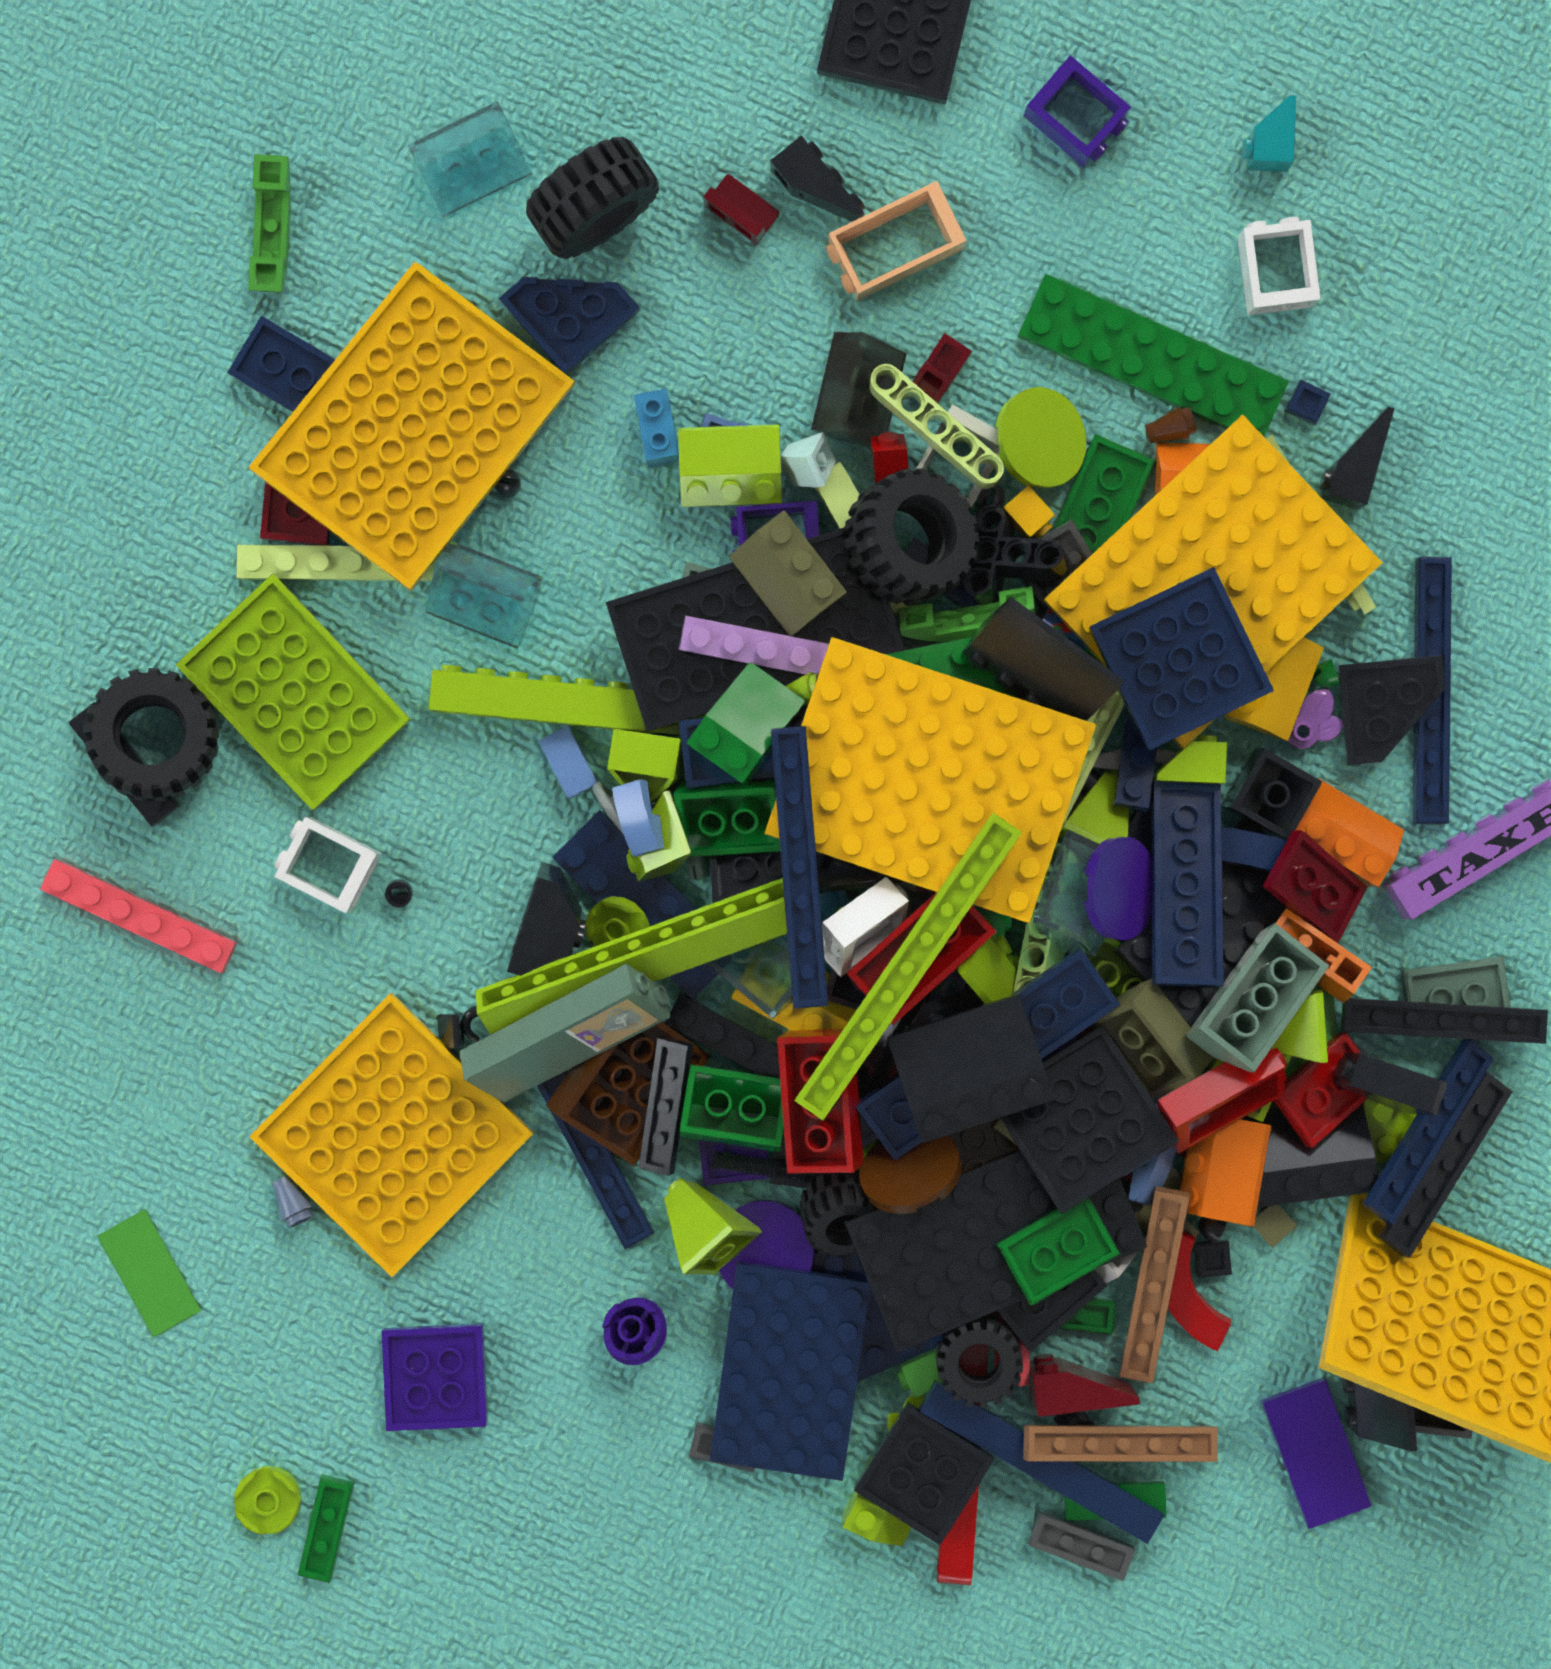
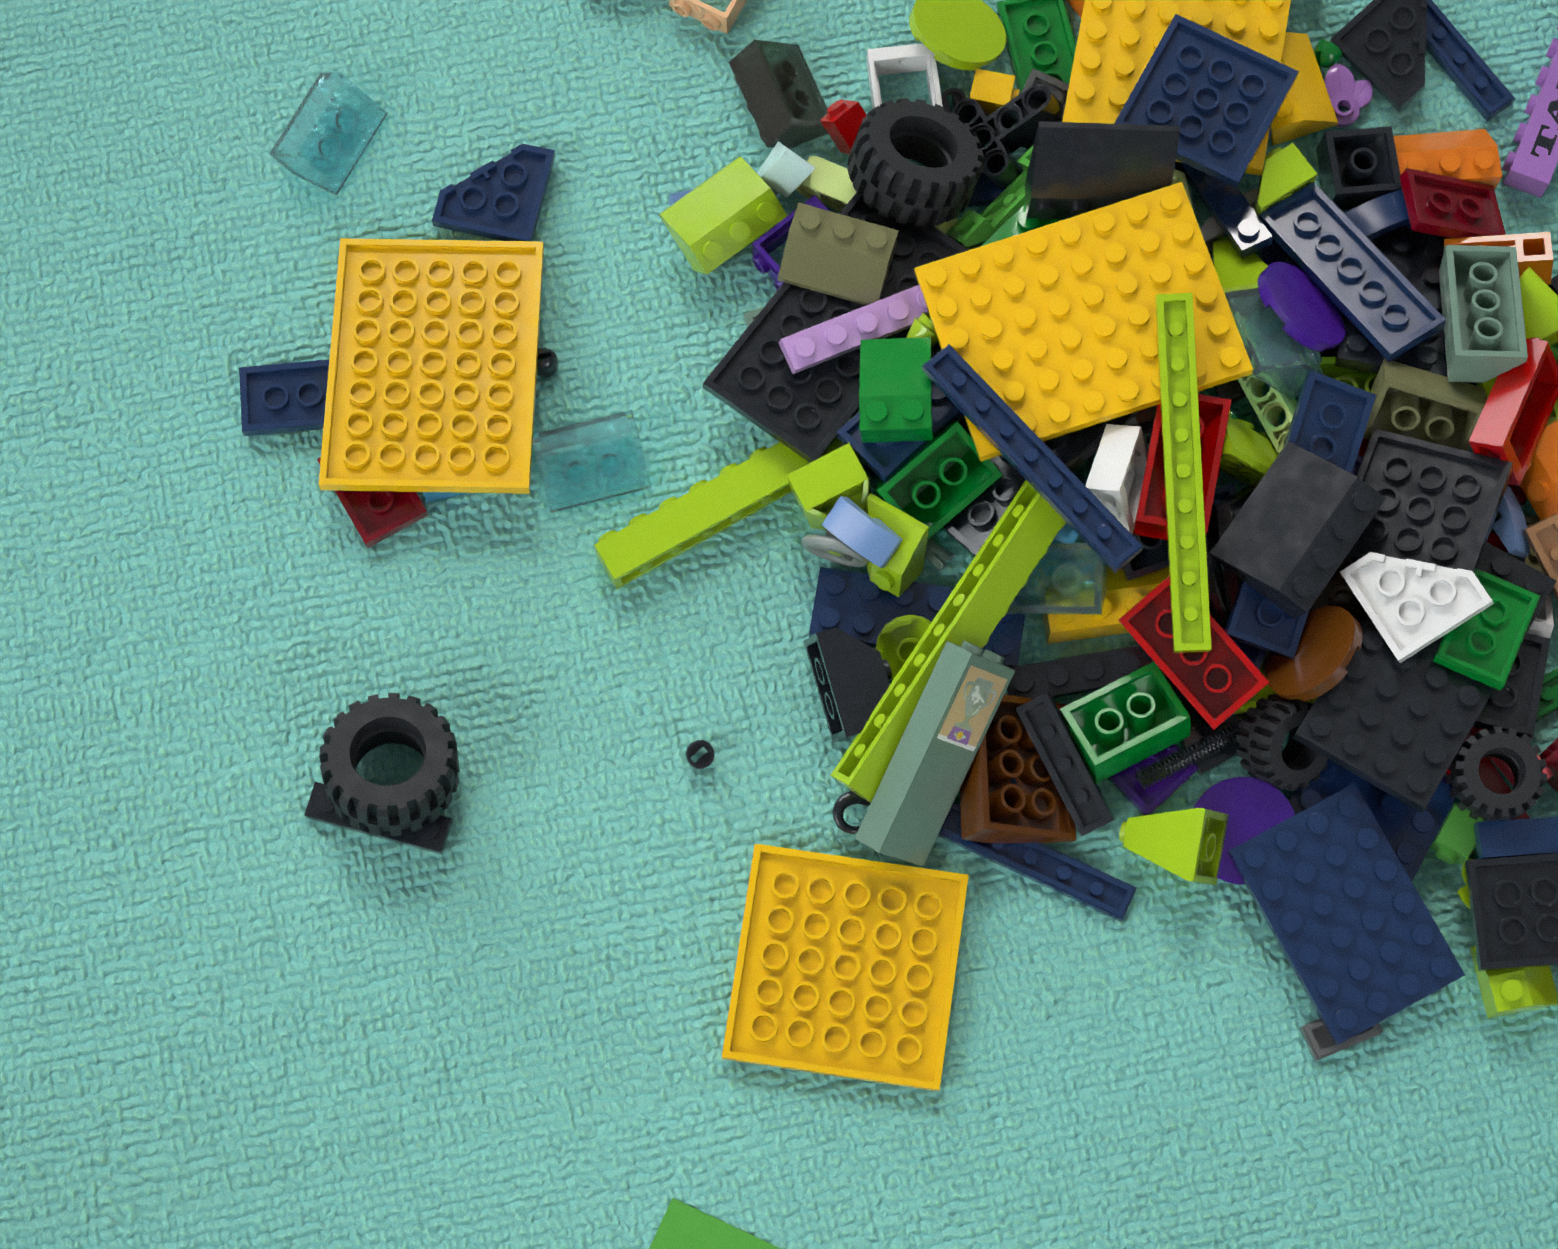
camera: 35 degrees left, 15 degrees down
(138, 916) = (483, 939): coral plate -> none
(271, 223) = (194, 291): bright green slope -> none
(291, 1202) = (802, 1091): sand blue cone -> none
(293, 692) = (487, 651): lime plate -> none
(309, 563) = (430, 535): yellowish green plate -> none
(357, 879) = (621, 804): white window -> none
(434, 1377) = (1042, 1153): dark purple plate -> none
(450, 1030) = (830, 838): black slope -> none
(568, 762) = (764, 545): medium blue slope -> none
(592, 197) = (457, 81): black tyre -> none
(635, 1331) = (1187, 975): dark purple cone -> none
(657, 427) = (639, 231): dark azure brick -> none
(741, 208) = (580, 27): dark red panel -> none
(929, 411) = (856, 58): yellowish green beam -> none
(942, 367) = (835, 37): dark red slope -> none
(1014, 1191) = (1414, 599): none -> white plate

